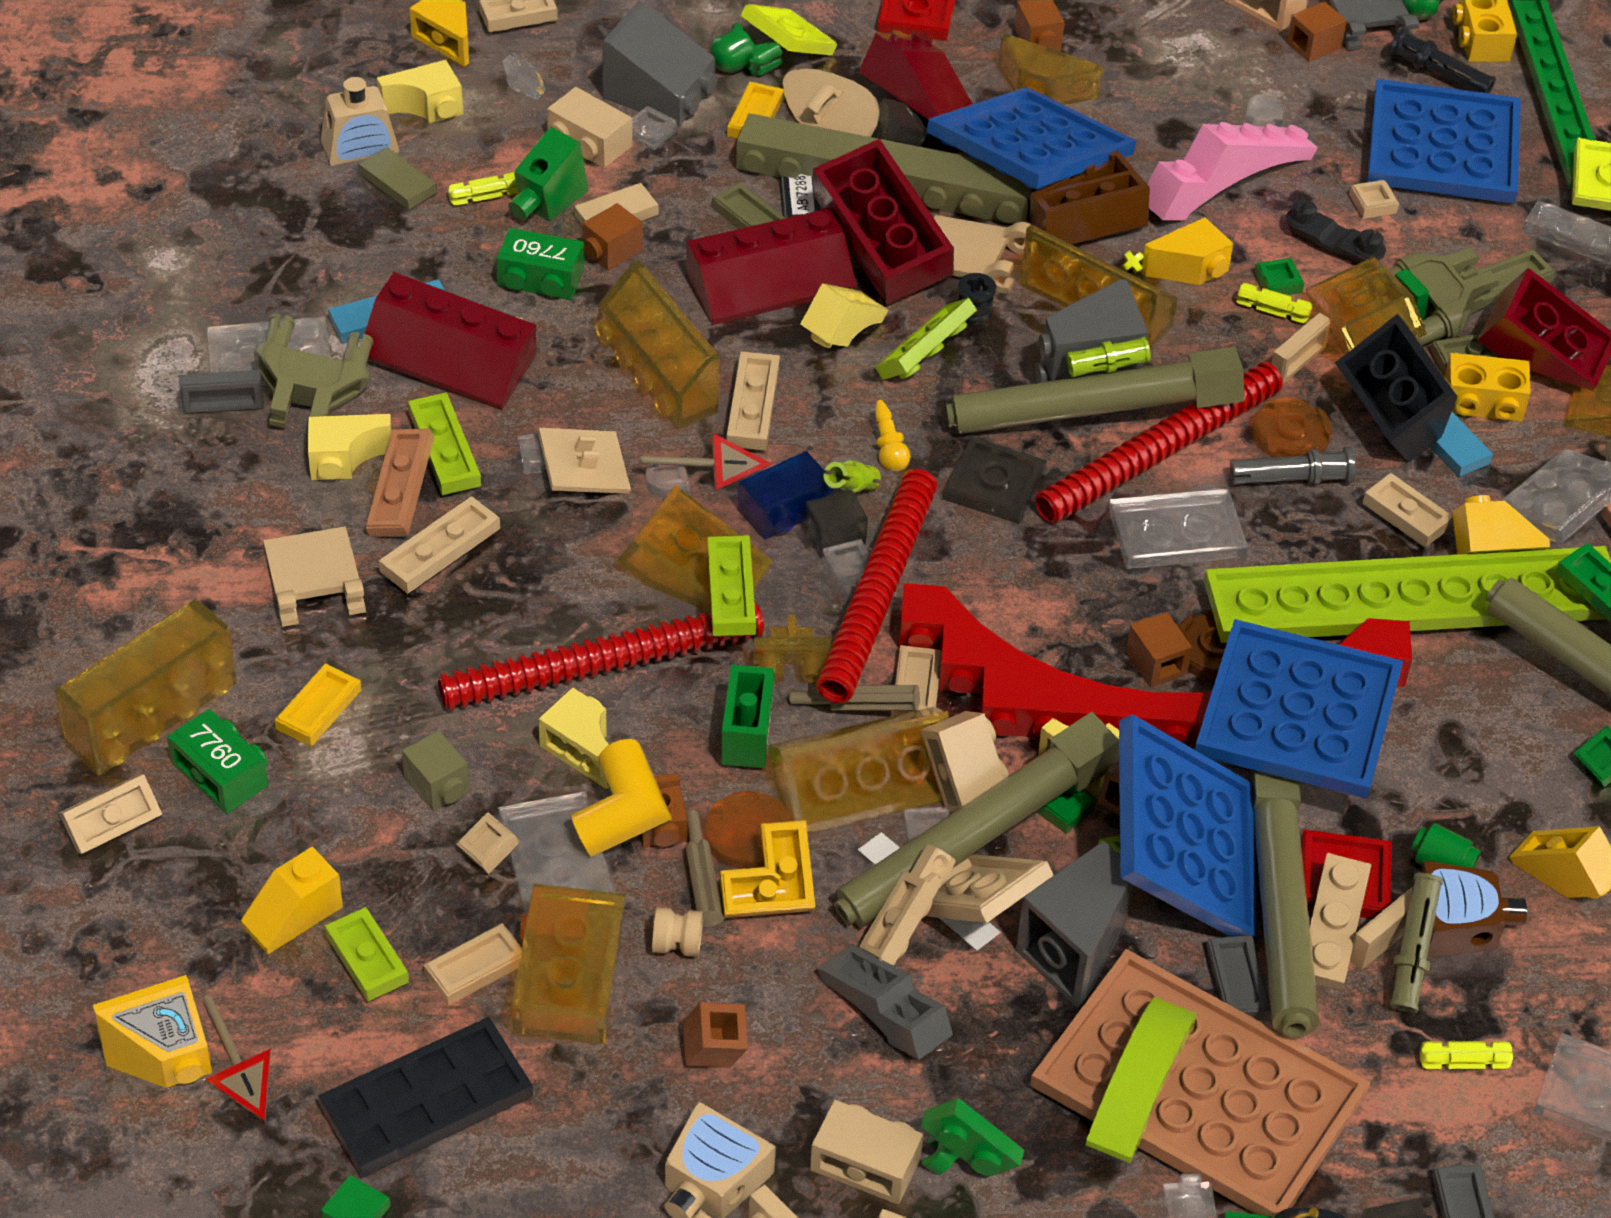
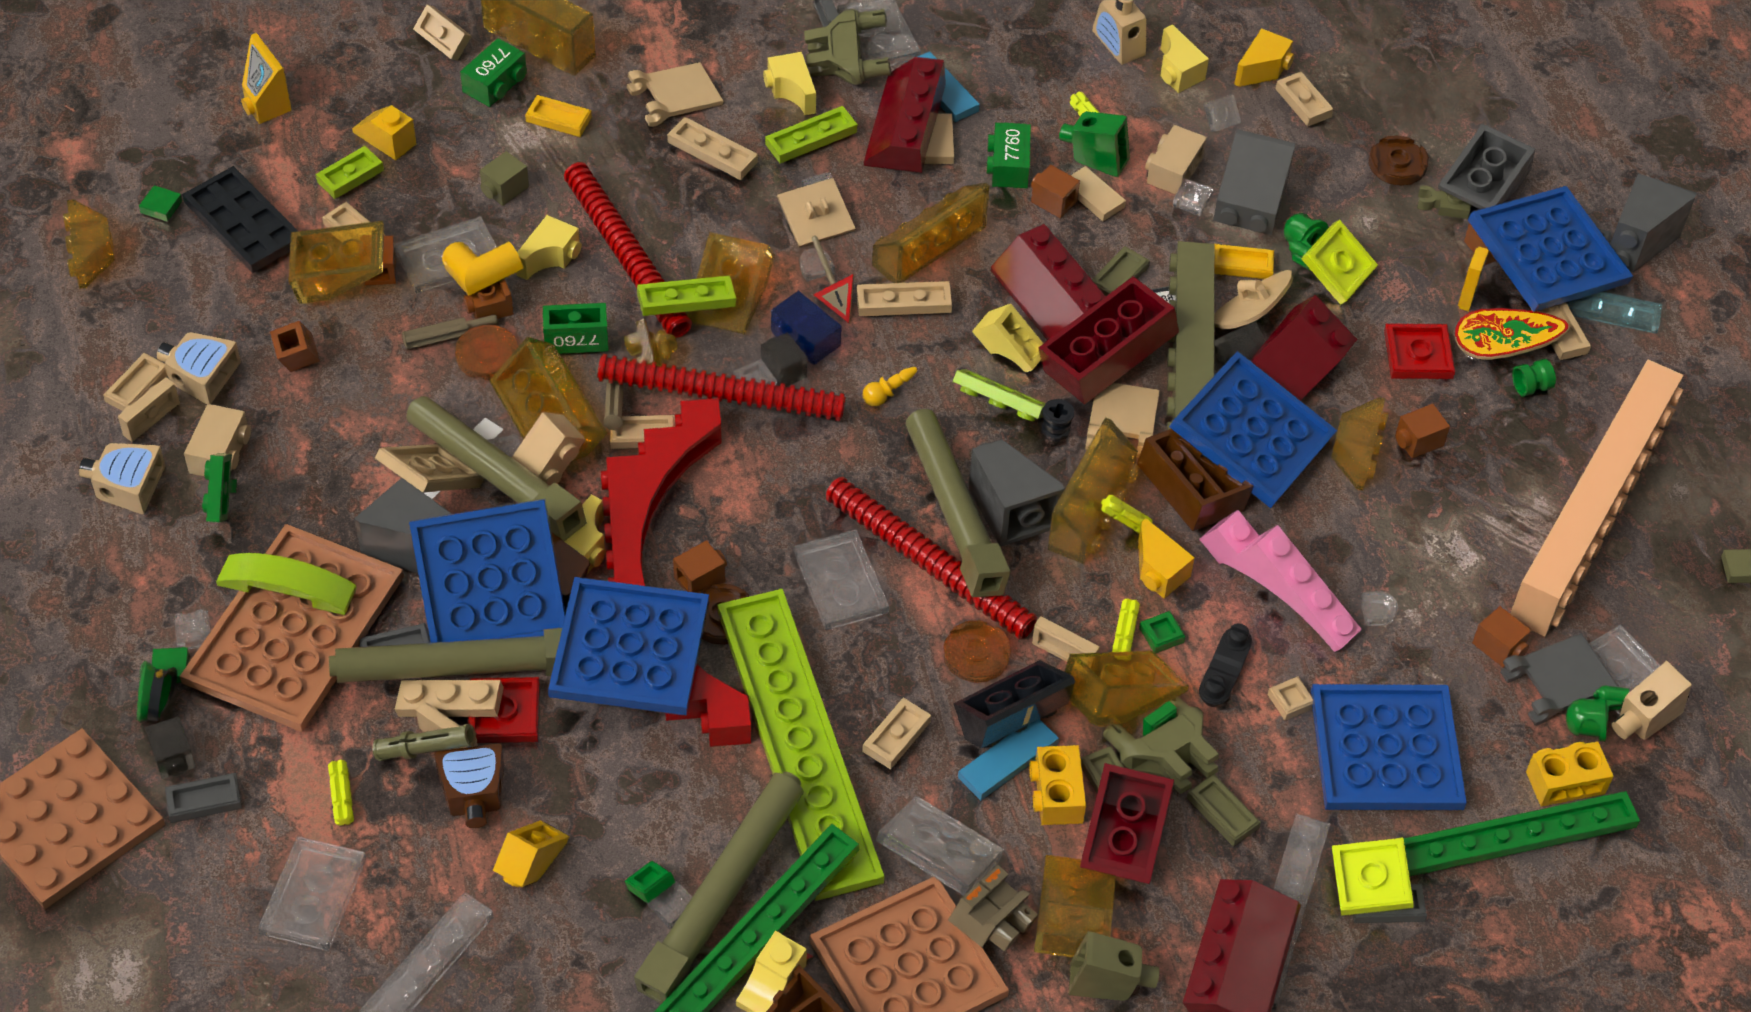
camera: 80 degrees right, 5 degrees up
(246, 1080) = (255, 138): piece -> none
(397, 178) = (1085, 66): olive tile -> none
(399, 482) = (763, 116): nougat tile -> none
(488, 842) = (449, 215): tan tile -> none
(677, 932) = (386, 321): tan wheel -> none
(781, 885) = (438, 369): yellow brick -> none
(852, 476) = (824, 357): lime pin -> none
(889, 999) = (340, 438): dark grey slope -> none
(907, 905) = (412, 432): tan hinge -> none
(994, 480) = (865, 457): clear smoke tile -> none
(1108, 357) = (976, 489): lime pin -> none
(1311, 467) = (928, 662): dark grey pin -> none
(1424, 60) = (1503, 728): black pin -> none
(1444, 846) = (527, 769): green brick -> none
(1494, 527) = (876, 788): yellow slope -> none

